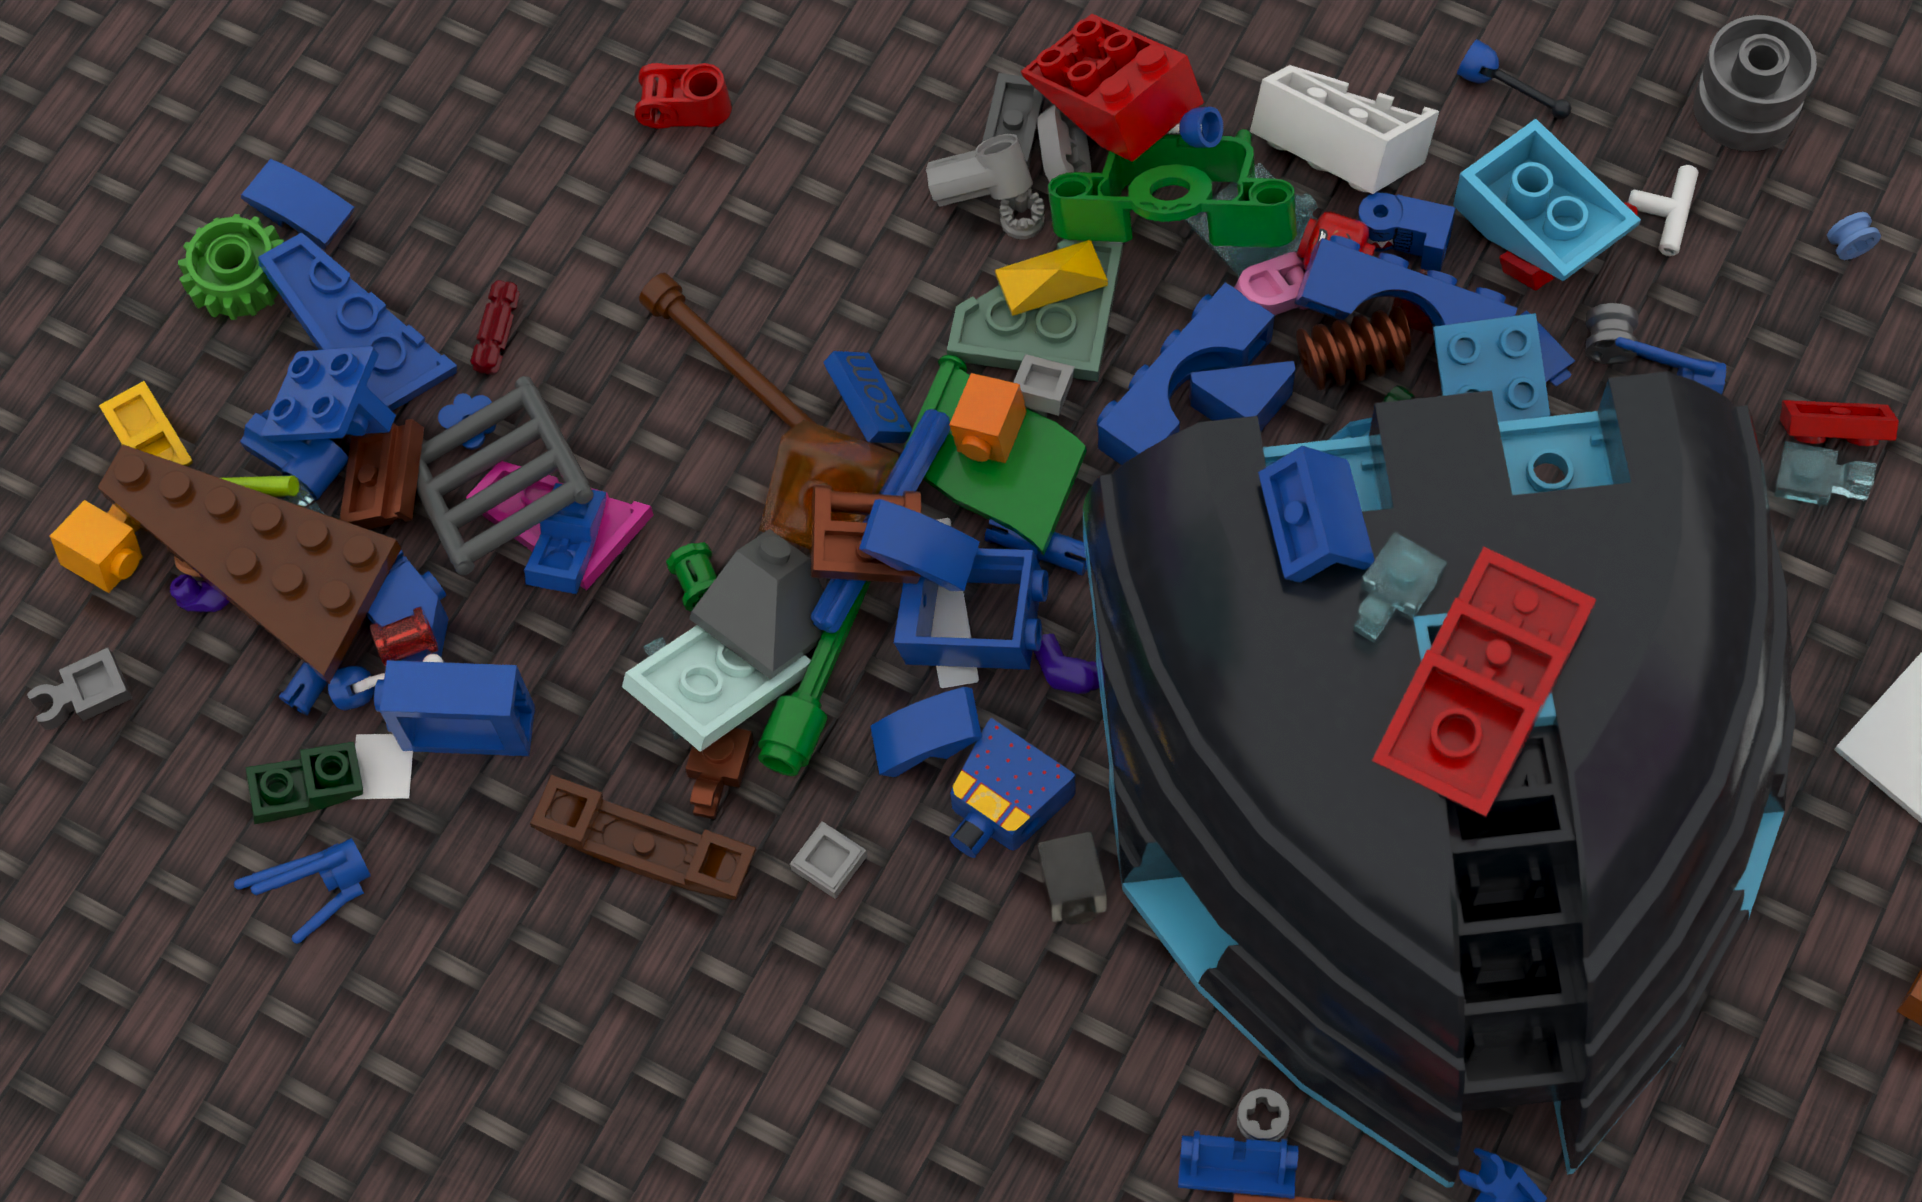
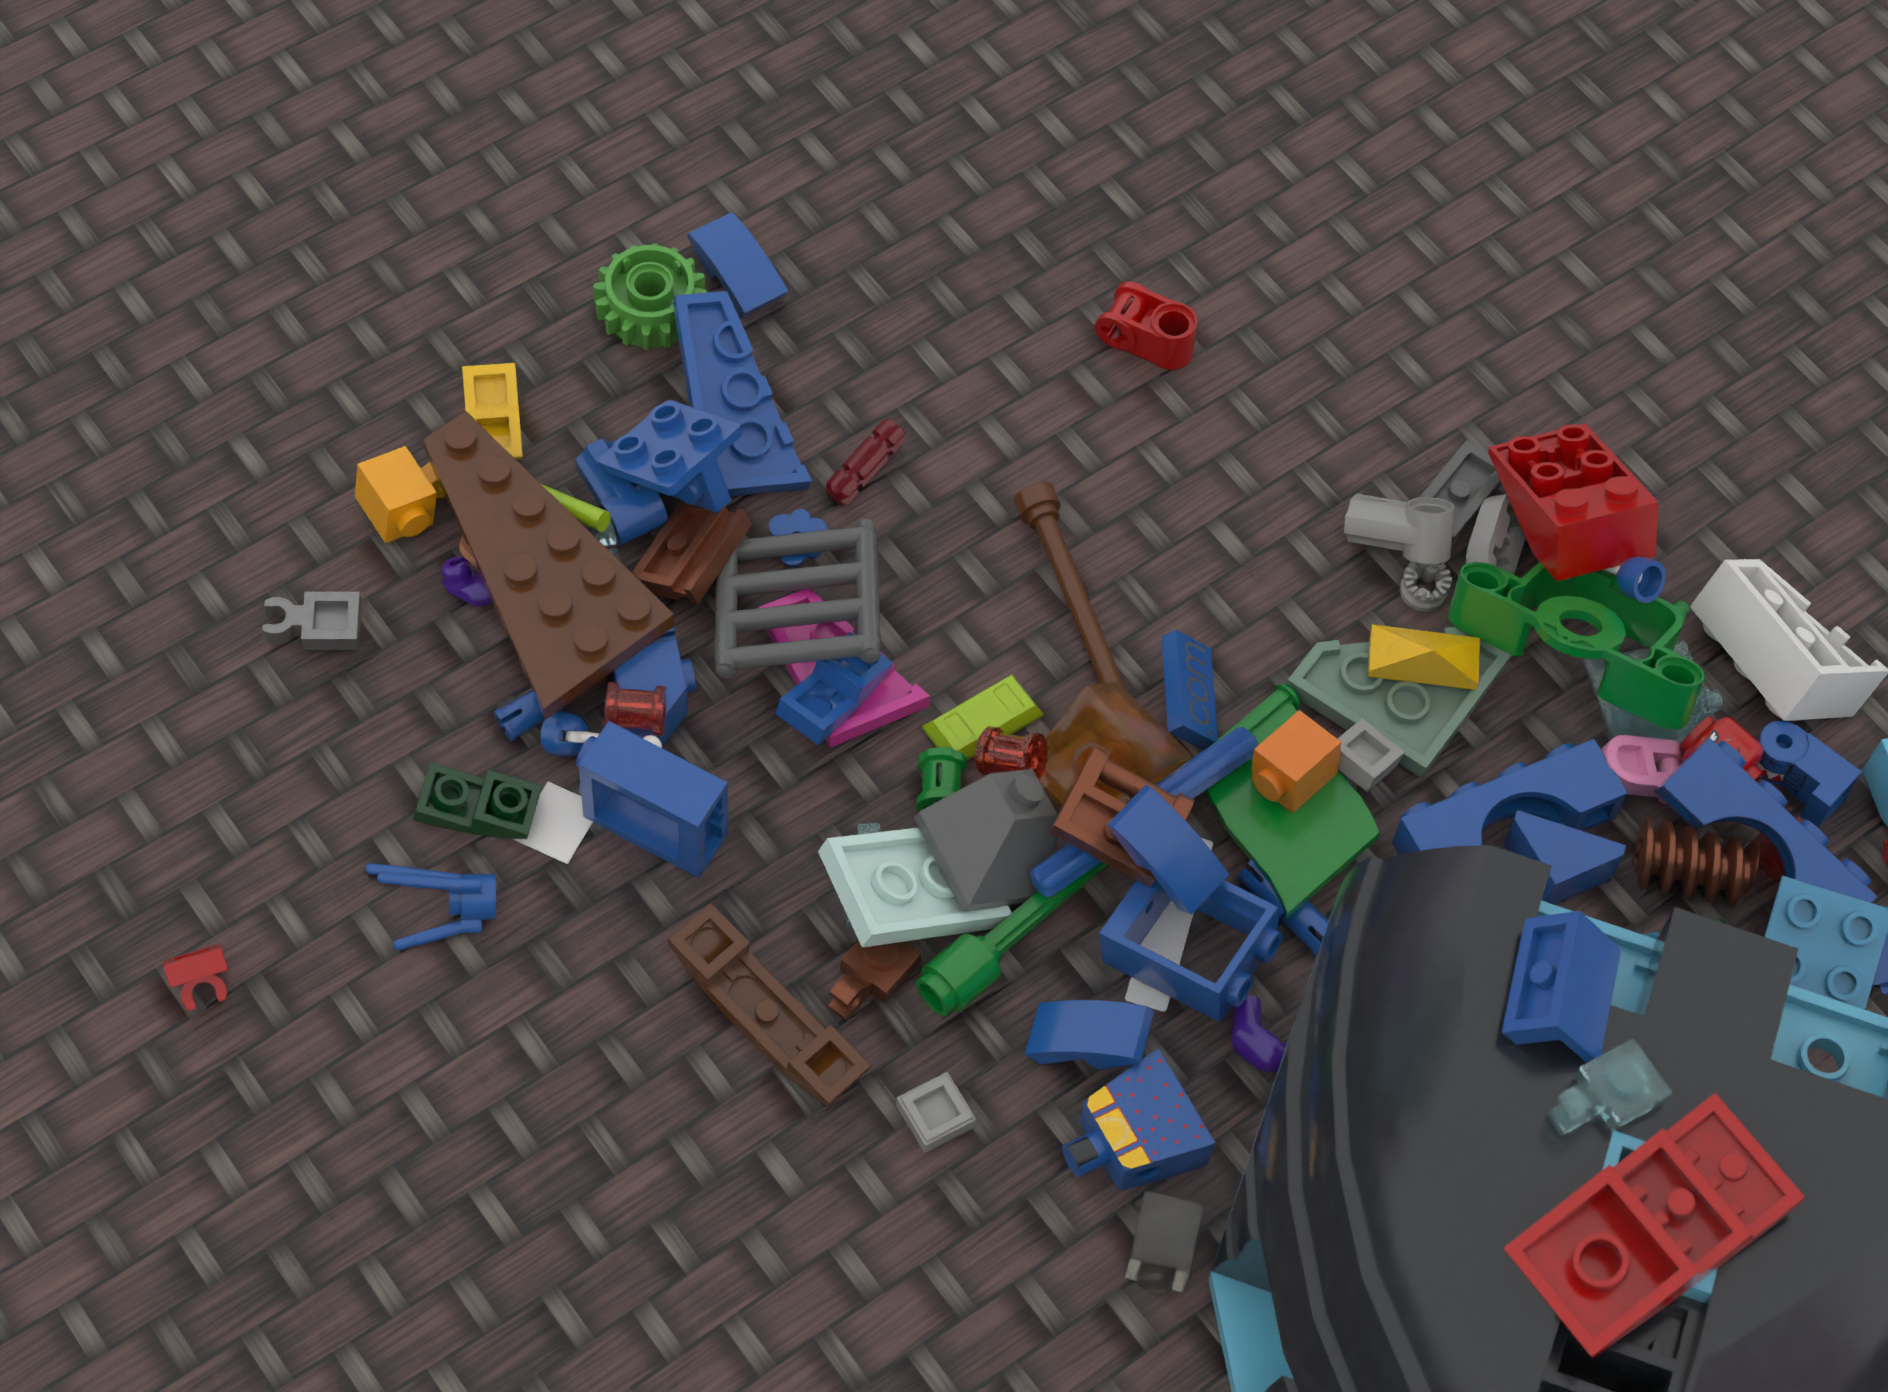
camera: 15 degrees right, 5 degrees down
(129, 1045) = (197, 968): none -> red tile
(706, 503) = (1000, 706): none -> lime tile
(743, 523) = (1007, 752): none -> clear red bush

